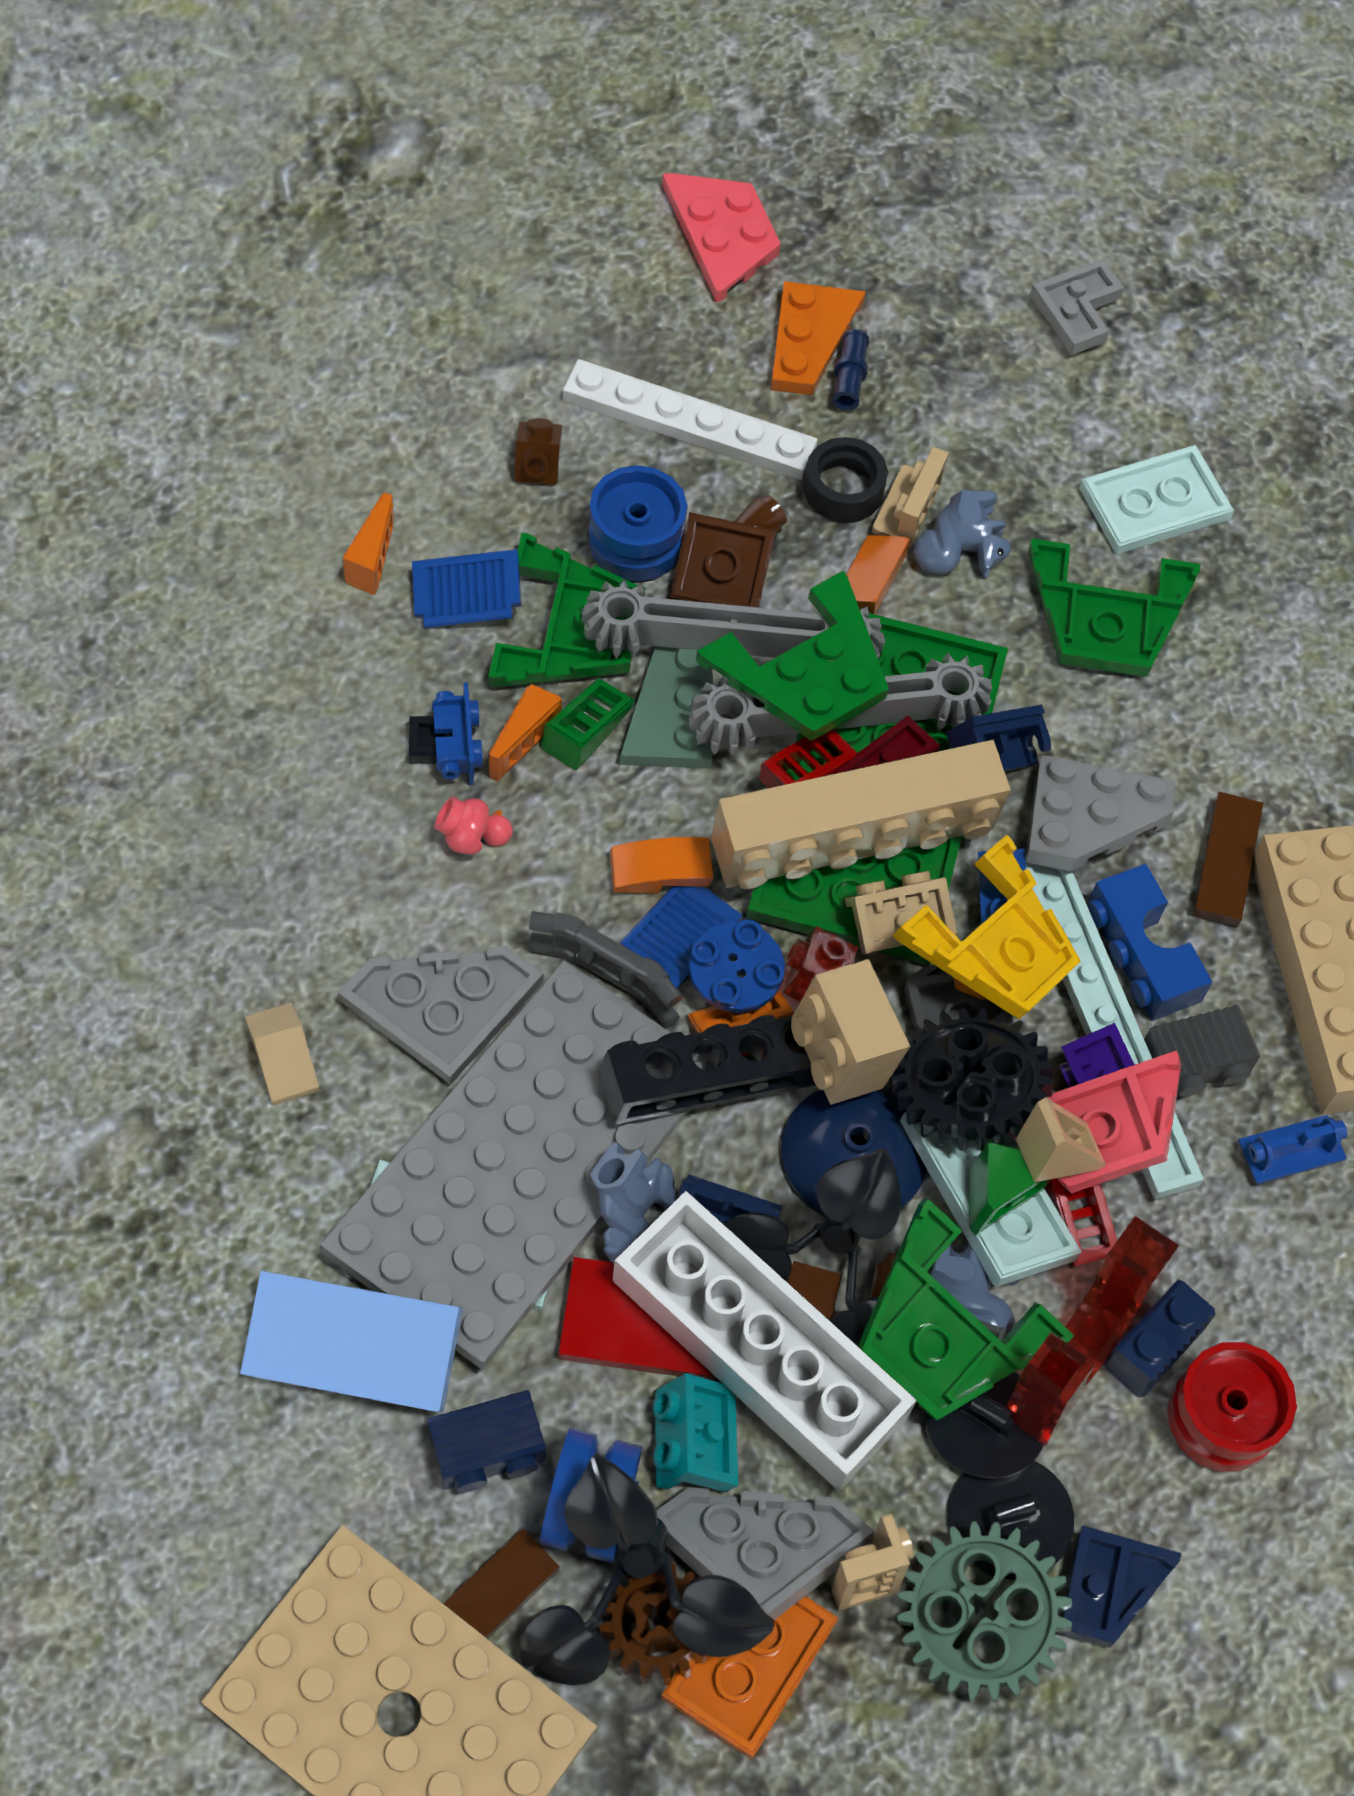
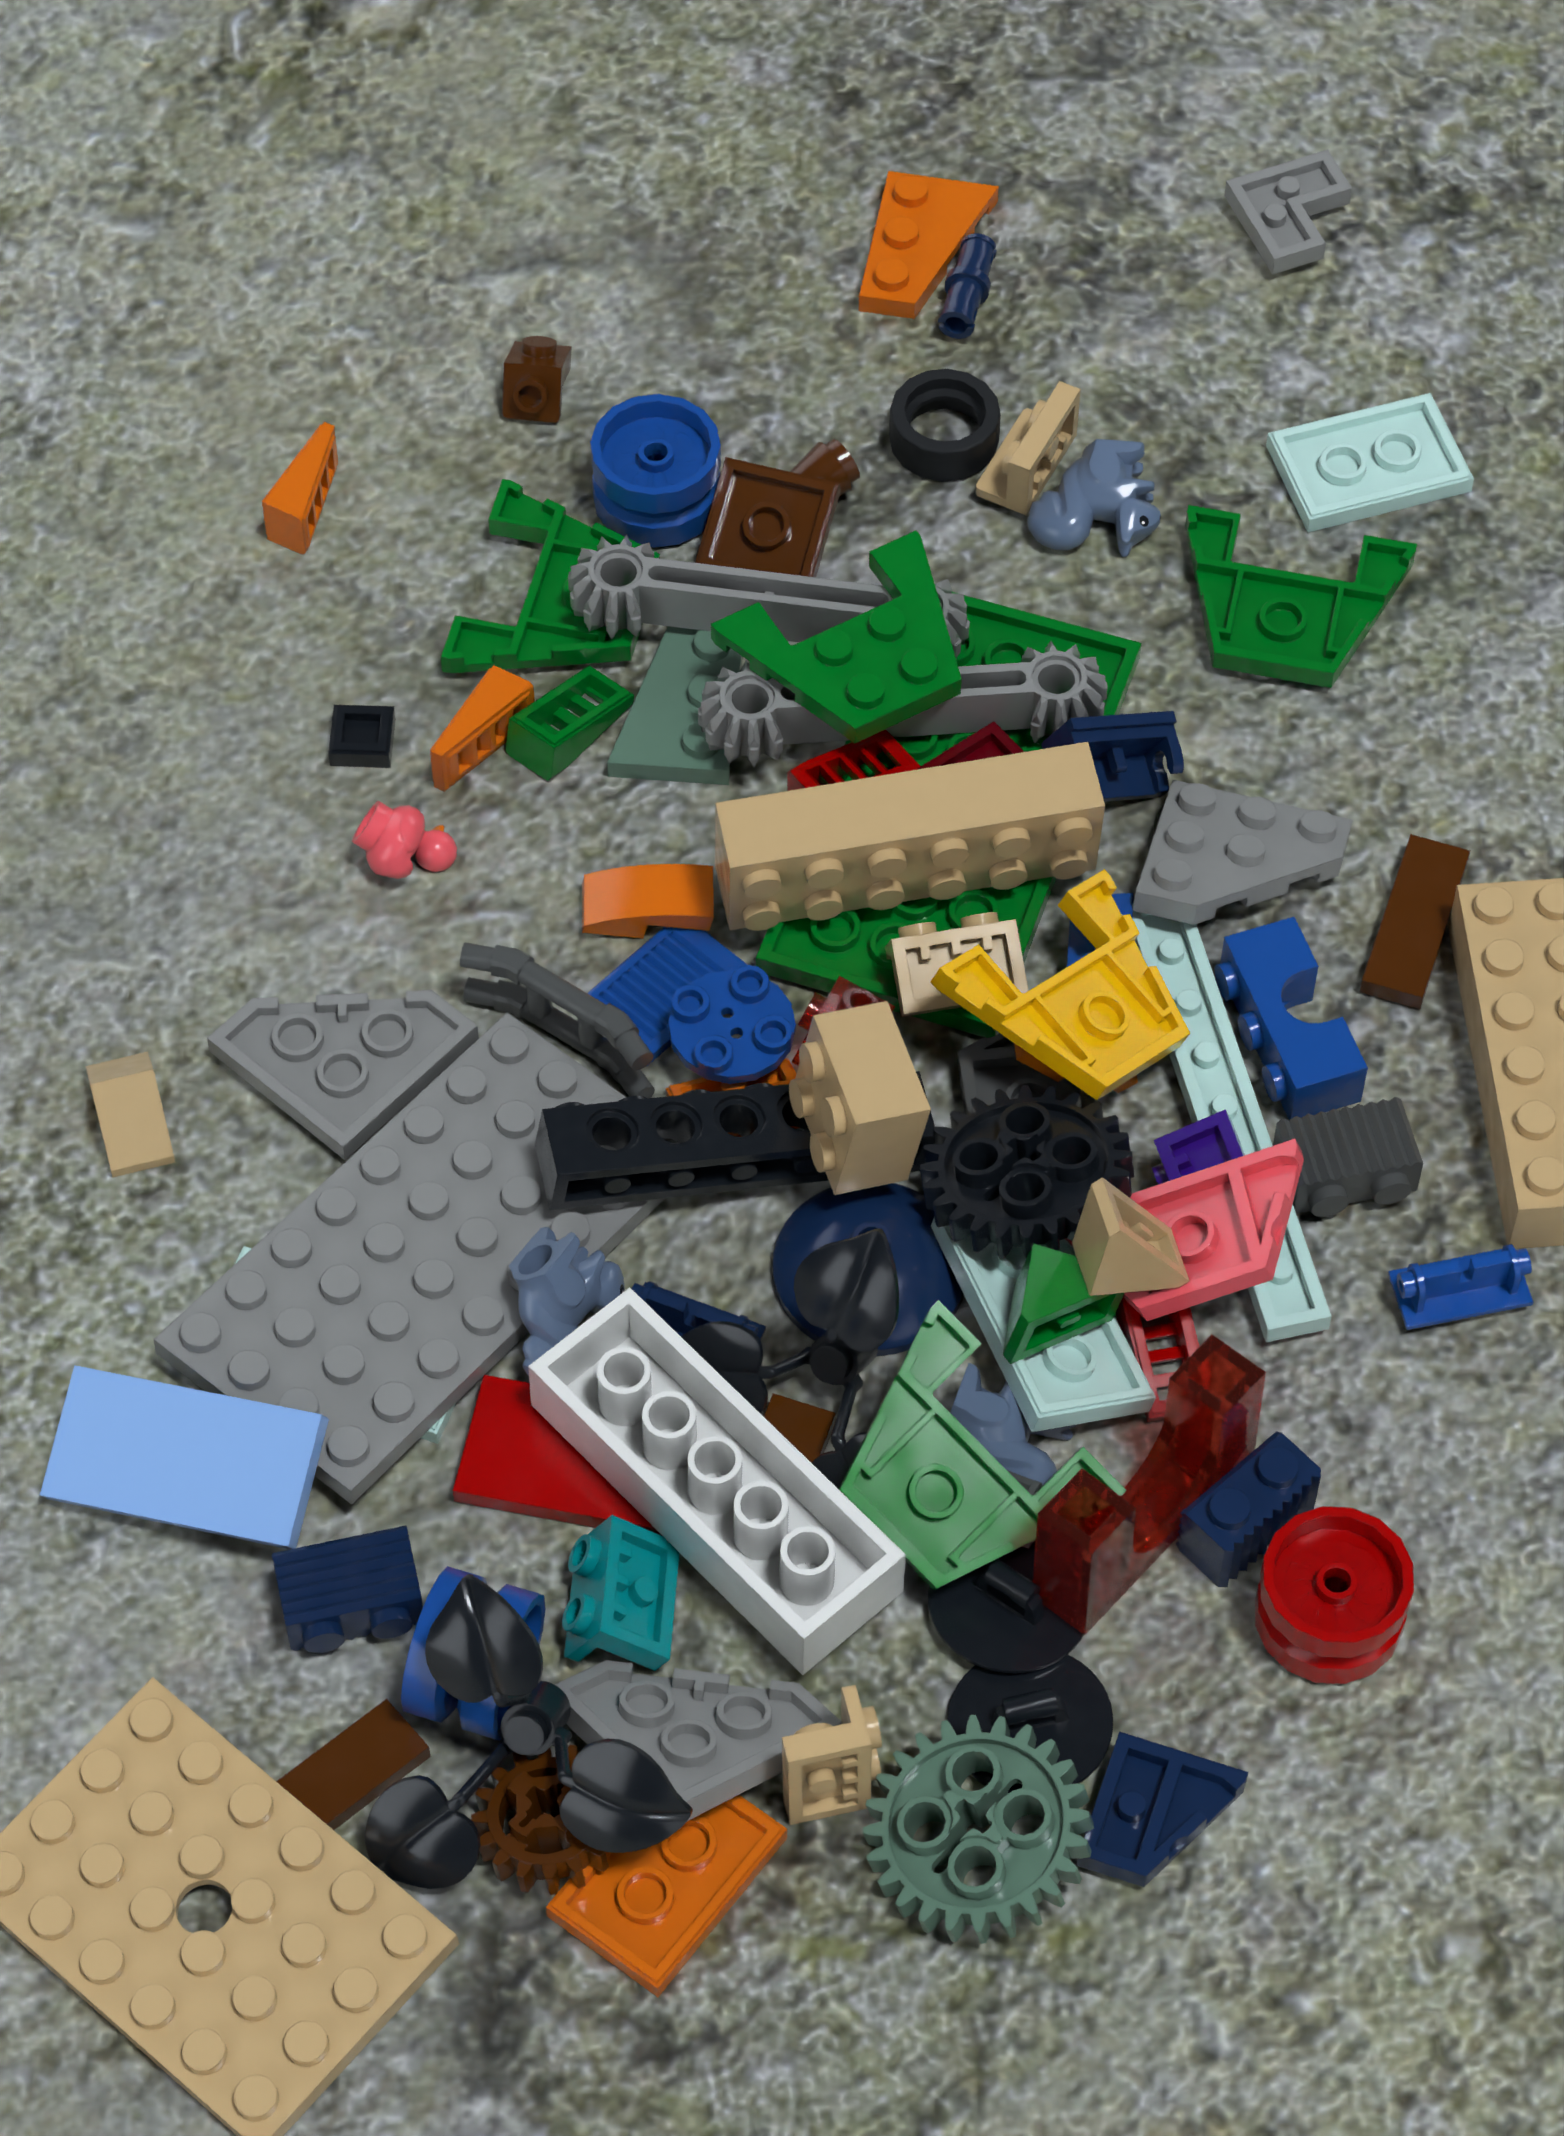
camera: 10 degrees right, 5 degrees down
(458, 752) = (397, 750): blue hinge -> none
(466, 588) = (424, 547): blue window -> none
(689, 419) = (741, 344): white plate -> none
(722, 227) = (814, 102): coral wing -> none
(876, 569) = (974, 542): orange slope -> none

